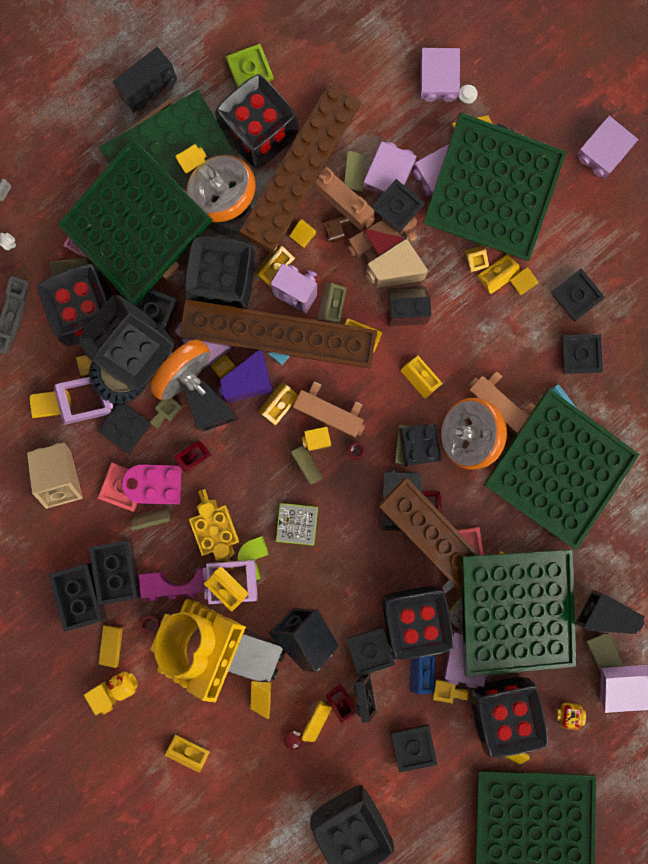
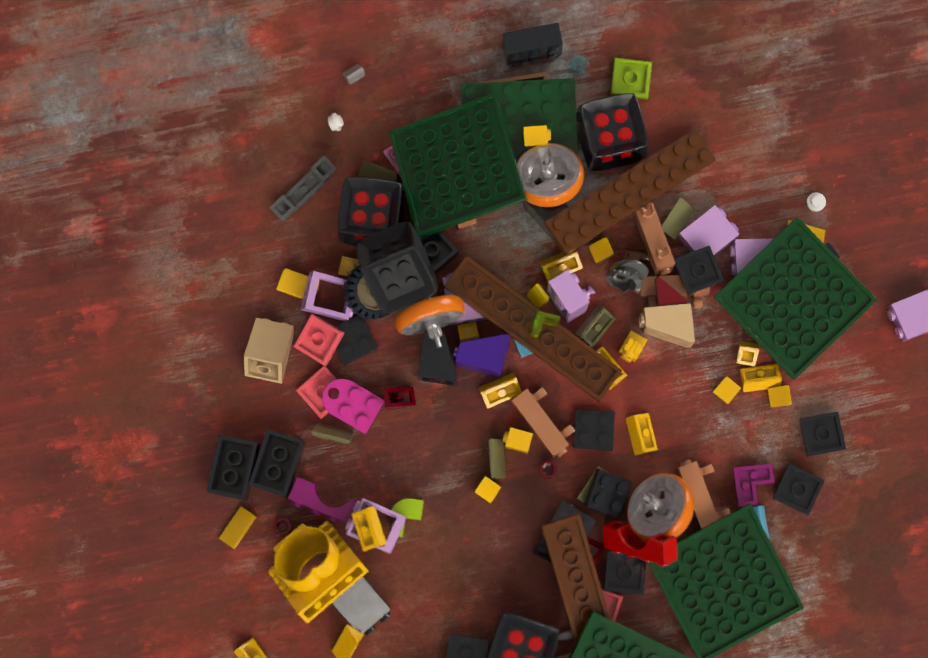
camera: 30 degrees right, 5 degrees down
(94, 442) = (319, 339): none -> coral tile
(99, 699) = (204, 569): yellow brick -> none
(122, 686) = (229, 568): yellow head -> none
(167, 409) = (397, 343): olive plate -> none
(196, 73) = (577, 58): none -> clear light blue plate
(214, 530) = (384, 472): yellow piece -> none
(220, 271) = (509, 247): black piece -> none
(268, 303) = (538, 296): none -> yellow slope
(281, 321) = (543, 318): none -> clear neon green panel
(296, 524) = (460, 507): light grey tile -> none
(305, 638) = (414, 612): black slope -> none
(313, 496) = (487, 489): none -> yellow slope
(337, 243) = (627, 275): none -> dark grey hair
(374, 304) = (632, 347): none -> yellow brick
(378, 395) = (594, 430): none -> black plate
(408, 306) = (662, 364): black slope -> none
(440, 74) = (799, 171): lavender brick -> none
(470, 506) = (624, 574): none -> black plate
(475, 299) = (727, 390): none -> yellow slope
(492, 472) = (621, 539): none -> red arch
(533, 369) = (745, 480): none -> magenta plate

